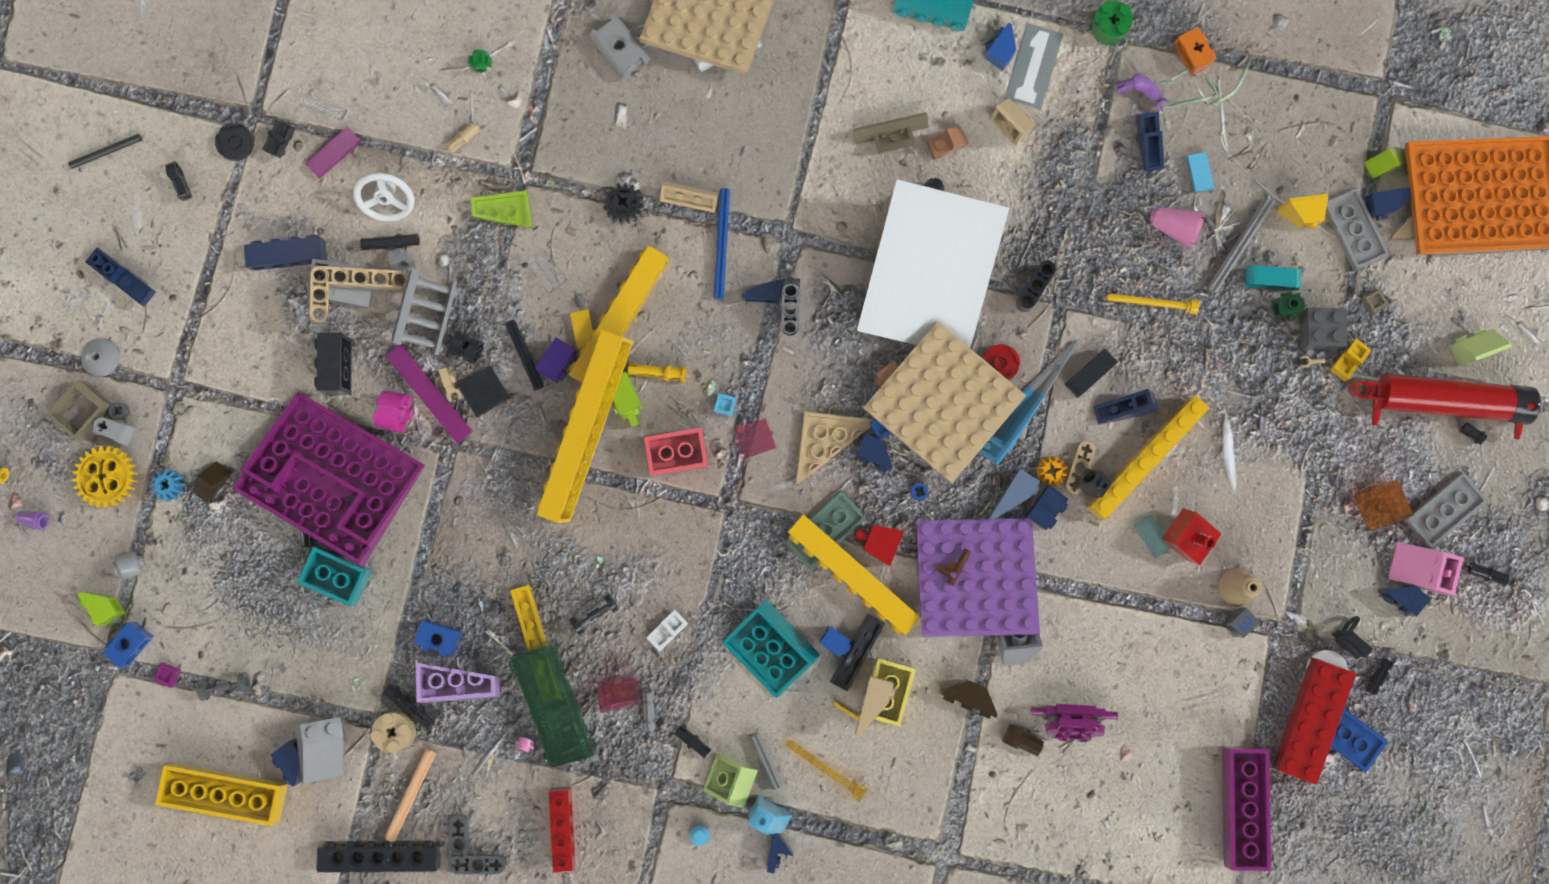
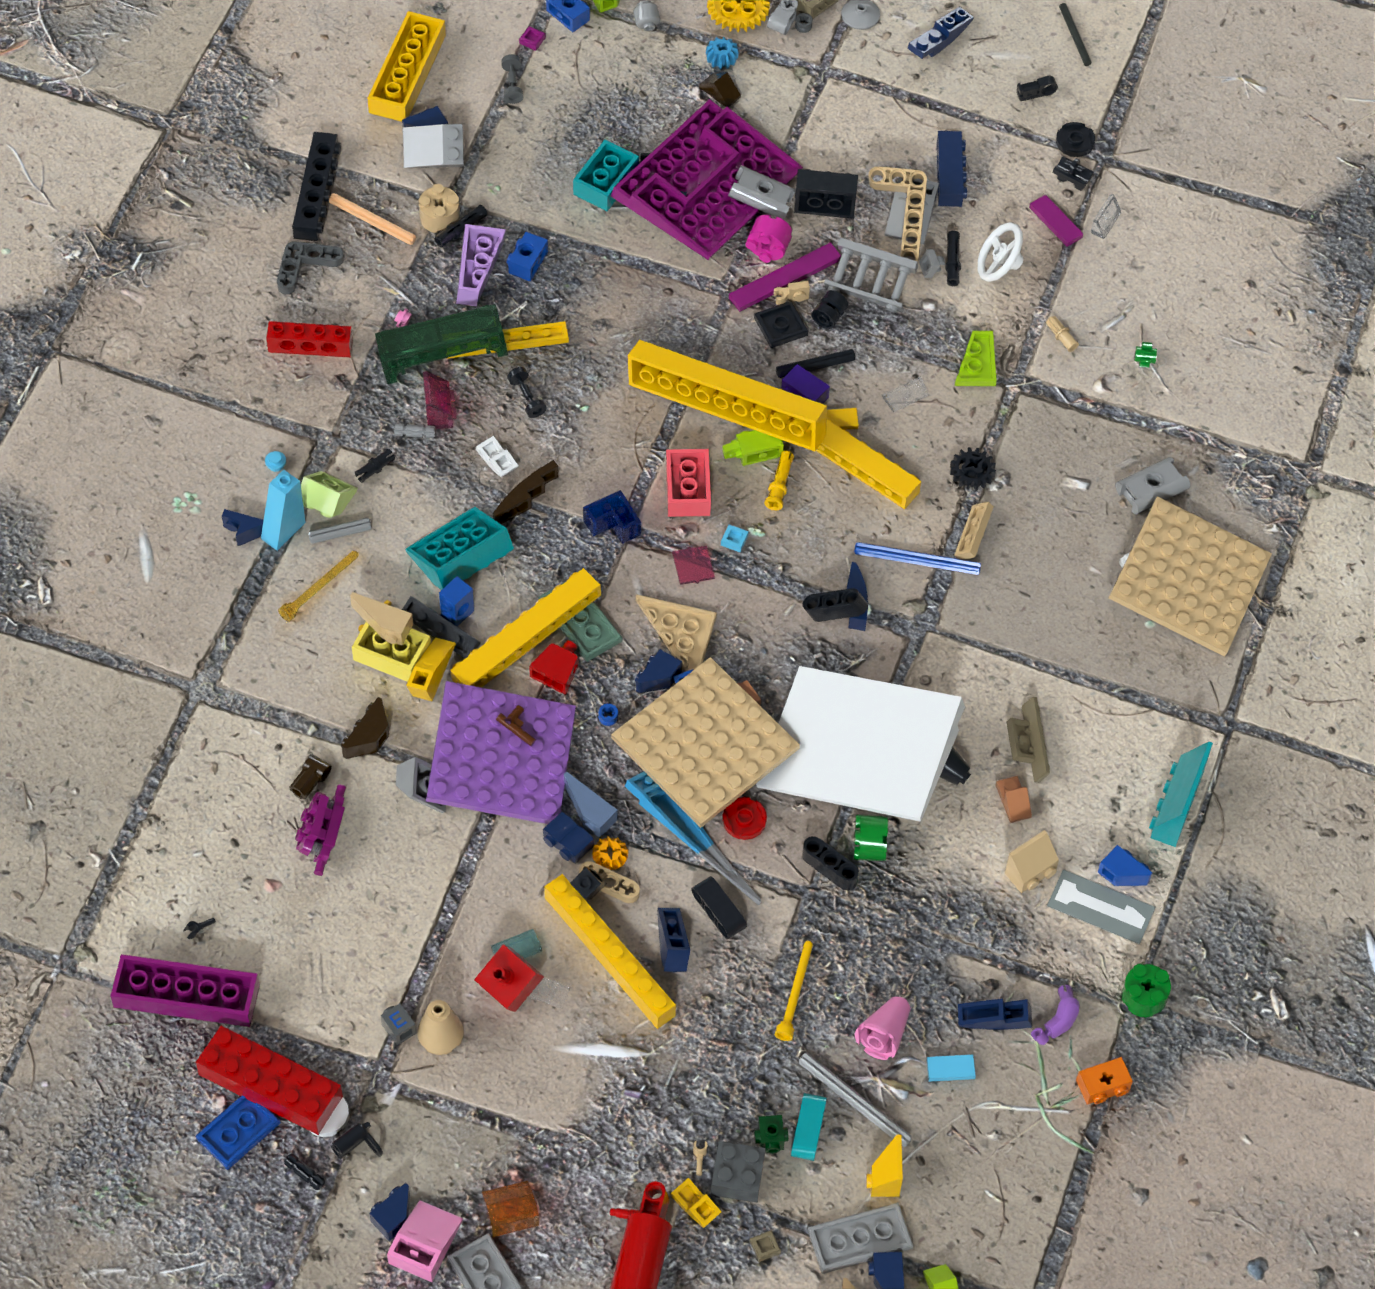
camera: 95 degrees right, 25 degrees down
(339, 411) = (761, 192): none -> light grey piece
(711, 602) = (520, 497): none -> dark brown slope
(717, 514) = (612, 513): none -> clear blue brick
(902, 652) = (430, 669): none -> yellow slope
(1014, 252) = (871, 838): none -> green brick
(1178, 808) = (196, 927): none -> black hand

